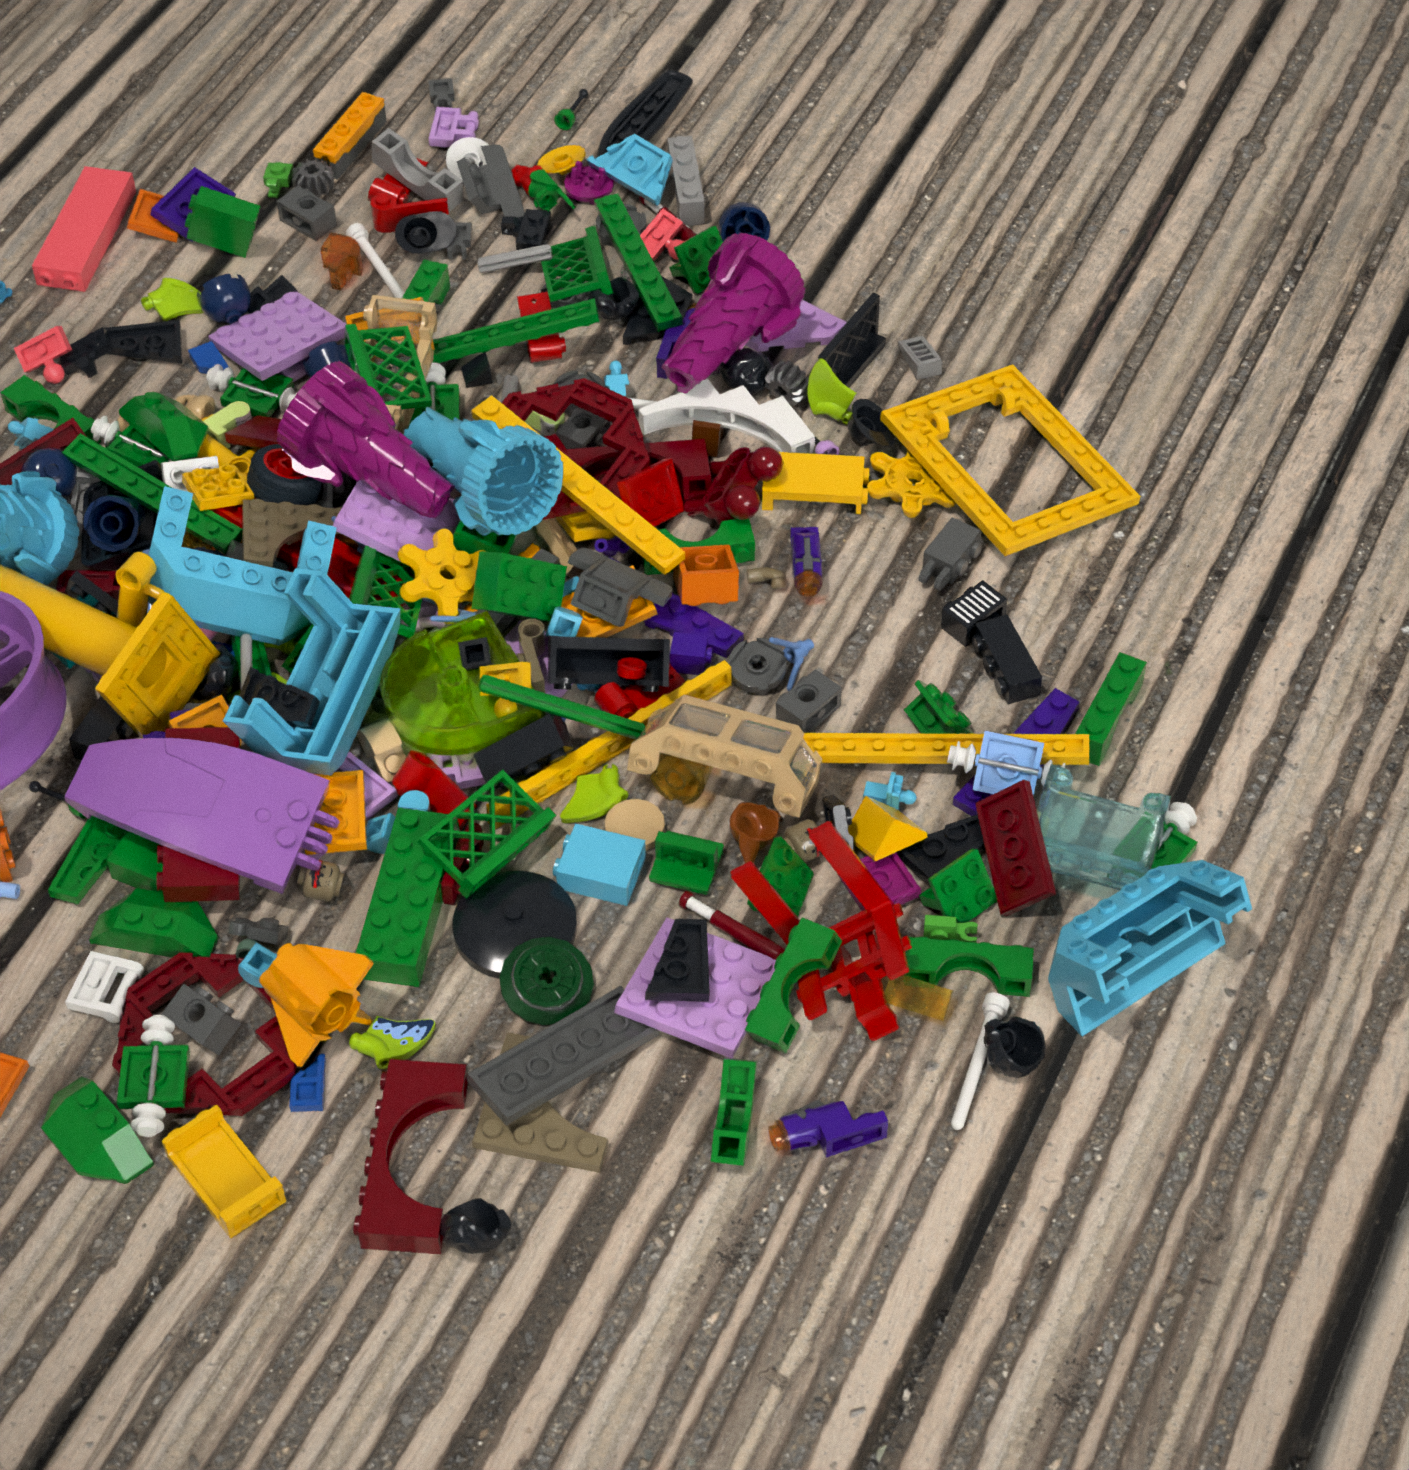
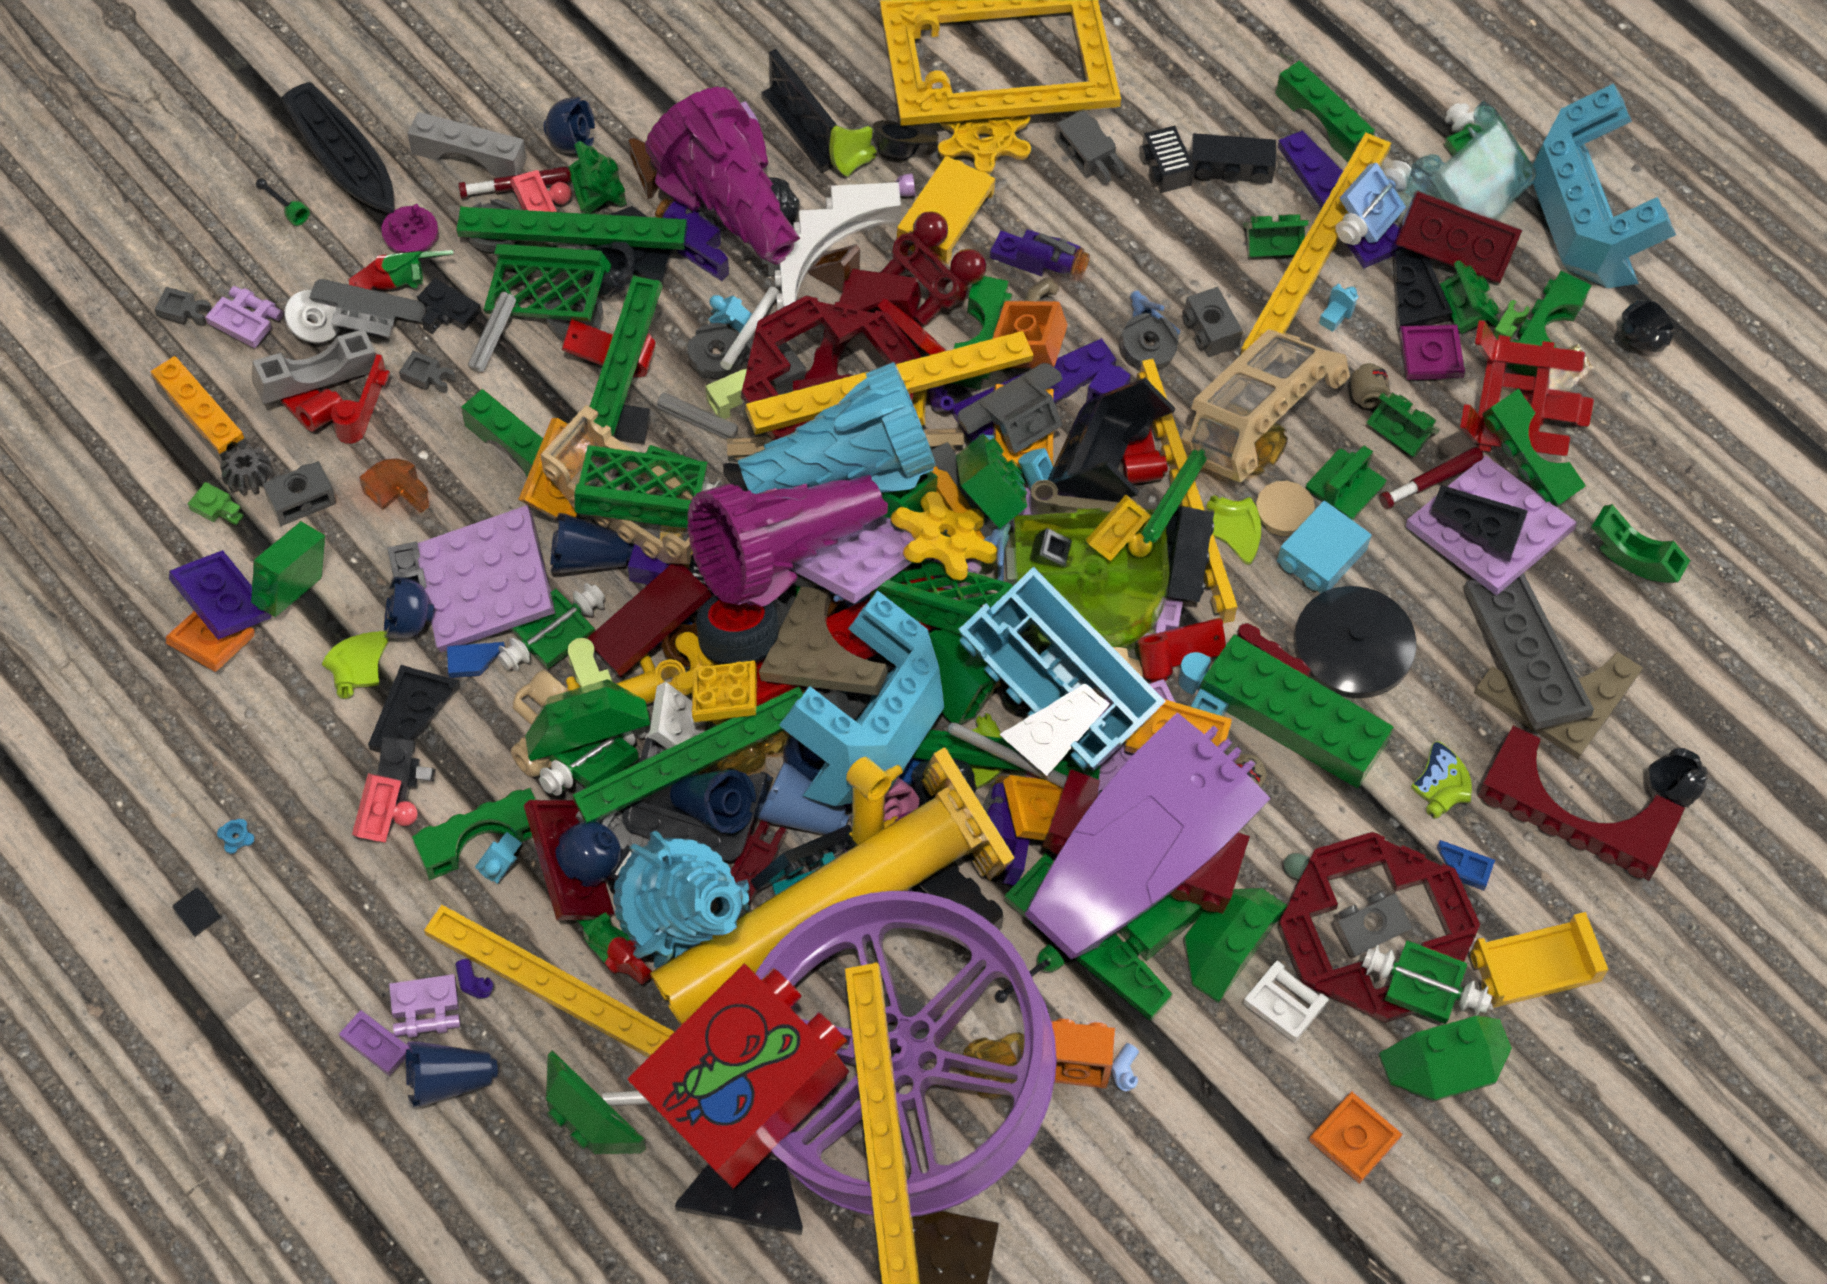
camera: 70 degrees left, 10 degrees up
(84, 229) = (187, 714): coral brick -> none
(255, 964) = (1338, 853): medium azure brick -> none
(264, 930) = (1281, 844): dark grey plate -> none
(314, 994) = (1402, 814): light orange brick -> none
(360, 235) = (366, 459): white piece -> none
(425, 232) = (411, 393): black piece -> none
(500, 854) = (1282, 608): green fence -> none
(534, 998) = (1432, 637): dark green piece -> none
(562, 159) = (358, 231): yellow dish -> none
(631, 668) = (1117, 435): red tile -> none
(636, 166) = (429, 176): medium azure wing -> none
(754, 828) = (1343, 416): dark orange piece -> none
(787, 381) = (811, 176): flat silver gear -> none
(829, 1126) = (1668, 490): dark purple plate -> none
(839, 816) = (1365, 348): hinge -> none
(882, 829) = (1385, 325): yellow slope -> none
(923, 362) = (835, 58): light grey slope -> none
(994, 1007) = (1596, 327): white piece -> none

